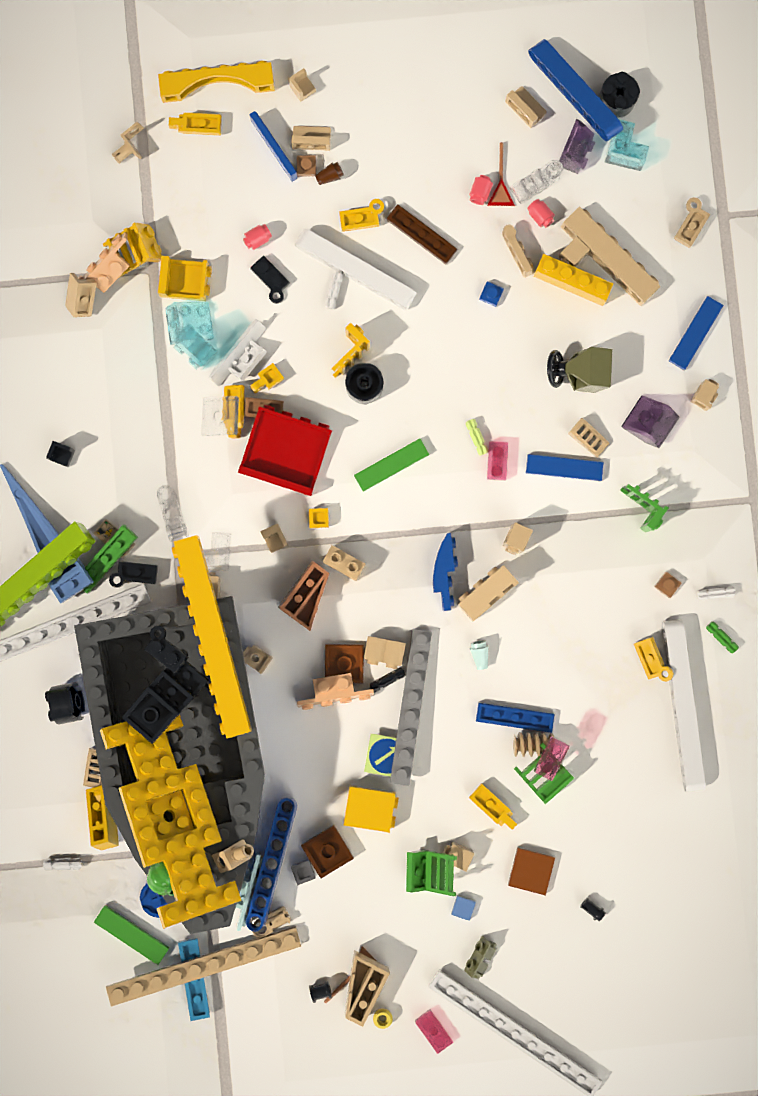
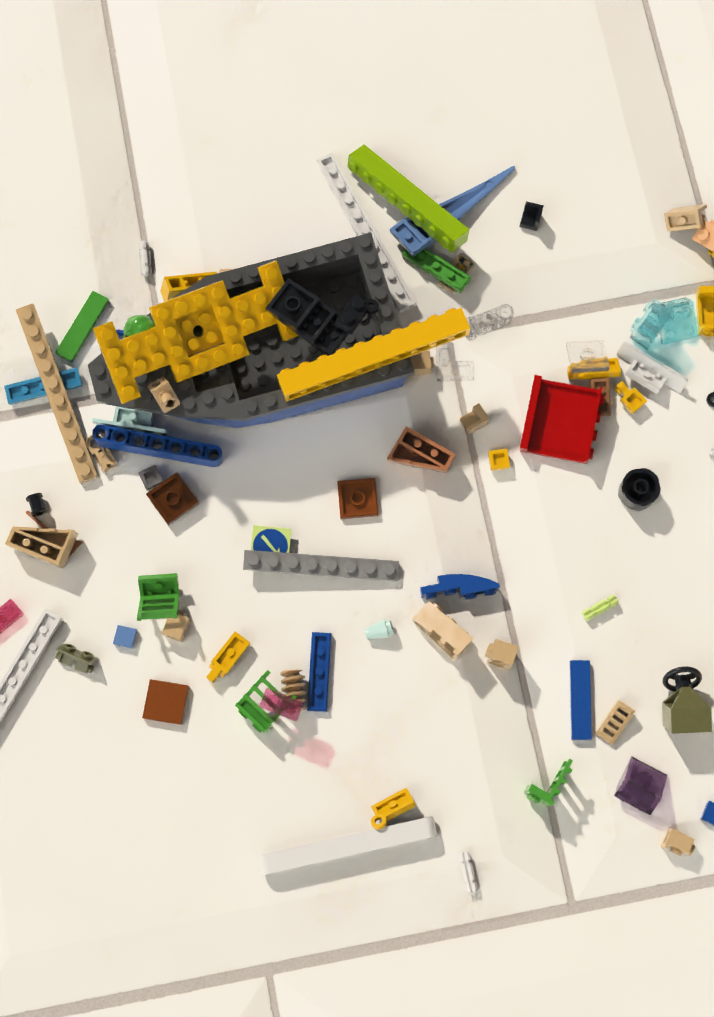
camera: 90 degrees right, 10 degrees down
(65, 703) = (294, 239): black brick -> none
(134, 573) = (425, 294): black hinge -> none
(264, 658) = (354, 420): tan brick -> none
(334, 689) = (330, 488): light nougat bracket -> none
(344, 563) = (457, 487): tan brick -> none
(356, 335) = (676, 479): yellow plate -> none
(370, 809) = (217, 535): yellow panel -> none
(382, 1024) = (7, 565): light yellow plate -> none
(384, 651) = (373, 535): tan brick -> none
(387, 679) = (345, 541): black axle -> none
(391, 465) = (560, 525): bright green tile -> none
(497, 461) = (578, 630): clear pink plate -> none
(592, 909) = (130, 768): black pin -> none
(667, 584) = (471, 819): medium nougat plate -> none
(722, 637) = (422, 882): bright green axle -> none

